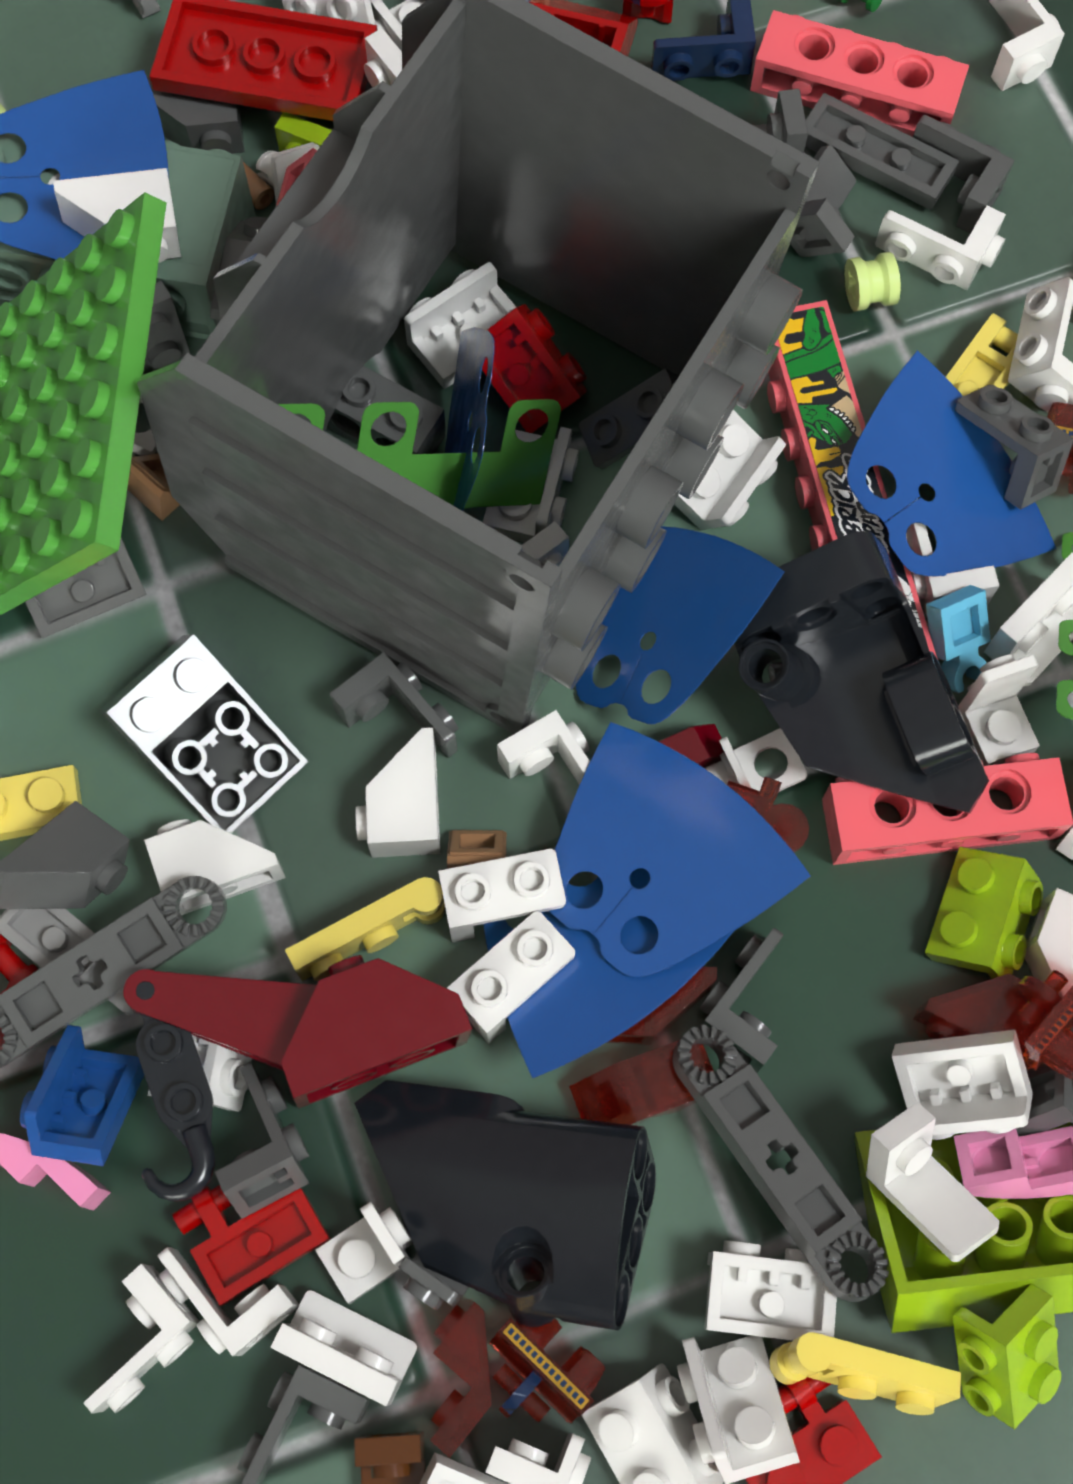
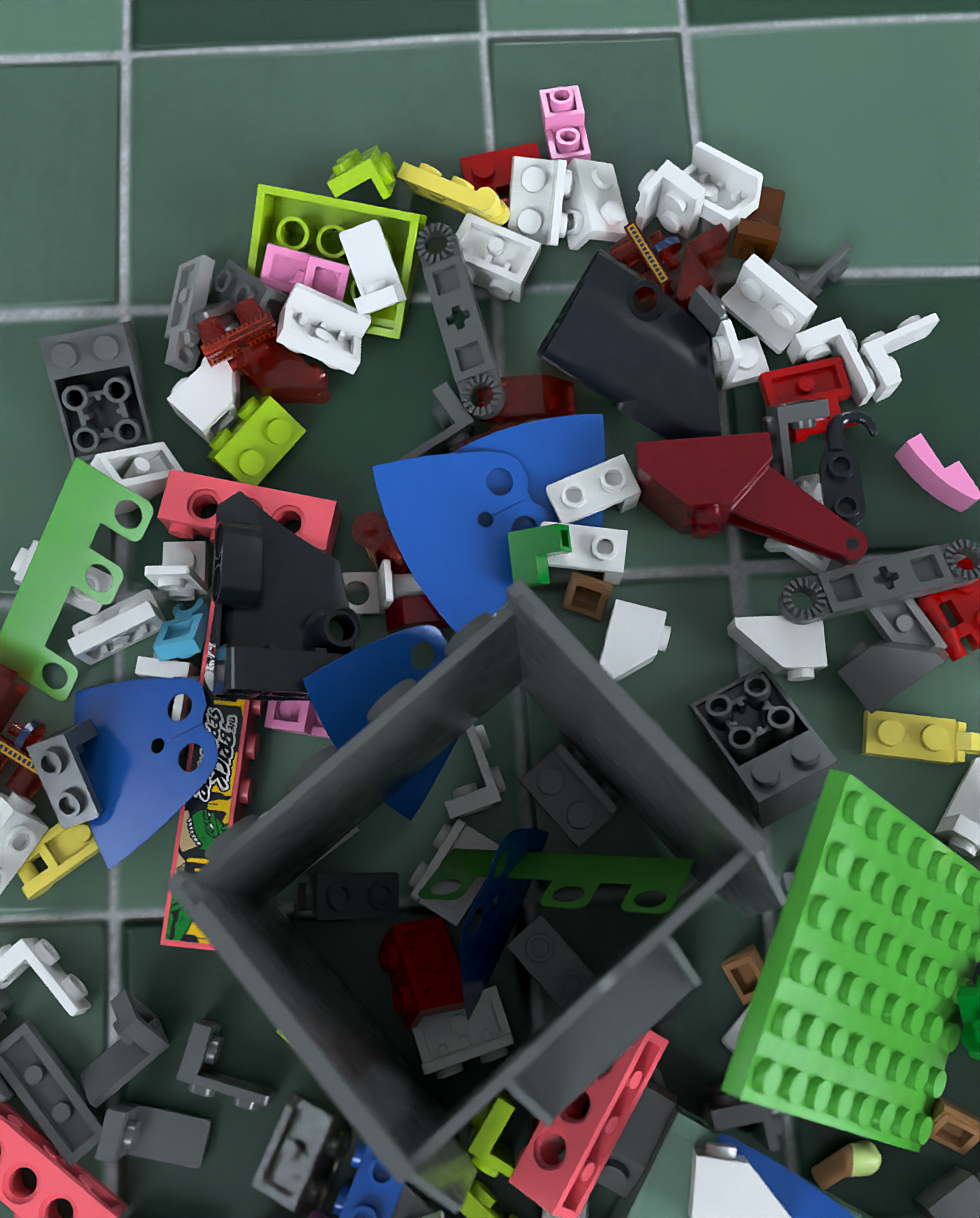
camera: 160 degrees left, 5 degrees up
(79, 1101) = (907, 501): blue bracket -> none
(368, 928) = (681, 562): light yellow plate -> none
(562, 849) = (532, 547): none -> green piece
(872, 281) = (112, 961): yellowish green wheel -> none

